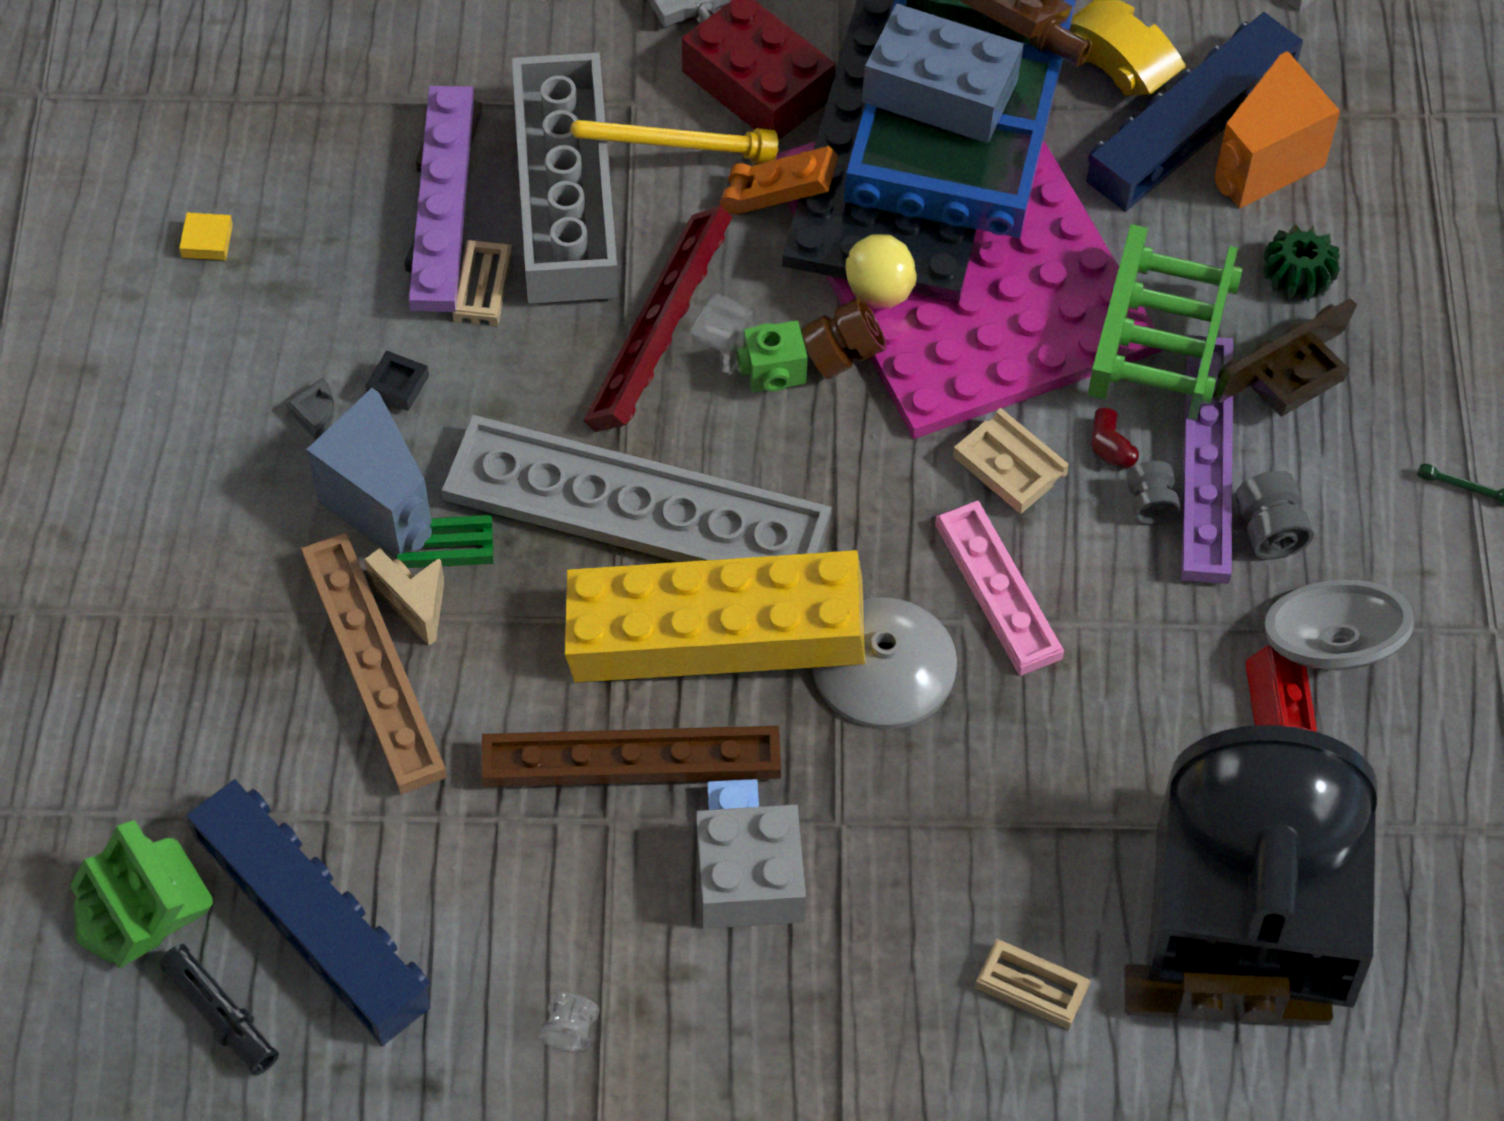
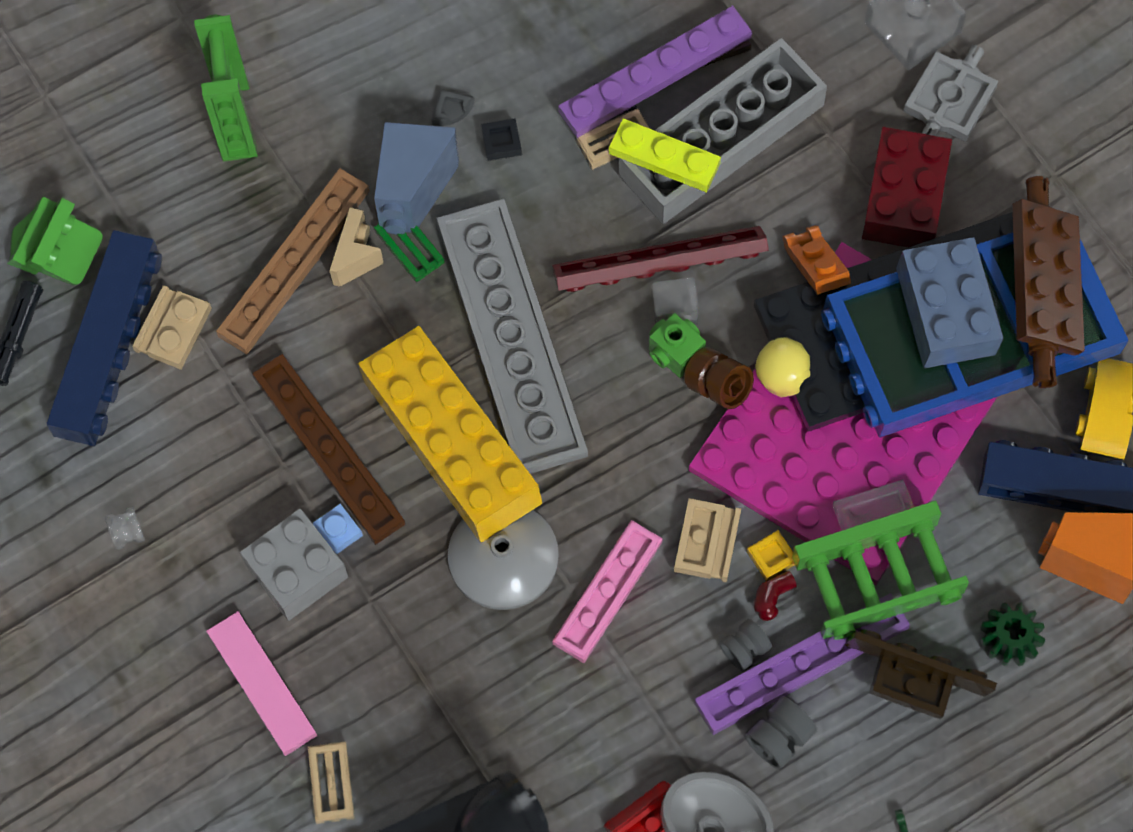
camera: 60 degrees right, 10 degrees up
(145, 592) = (223, 93): none -> bright green fence
(349, 835) = (172, 327): none -> tan plate
(561, 228) = (664, 155): none -> neon yellow plate
(757, 145) = (842, 228): yellow piece -> none
(863, 988) = (261, 683): none -> bright pink tile
(1066, 418) = (771, 555): none -> yellow tile
(1089, 292) = (872, 505): none -> clear tile

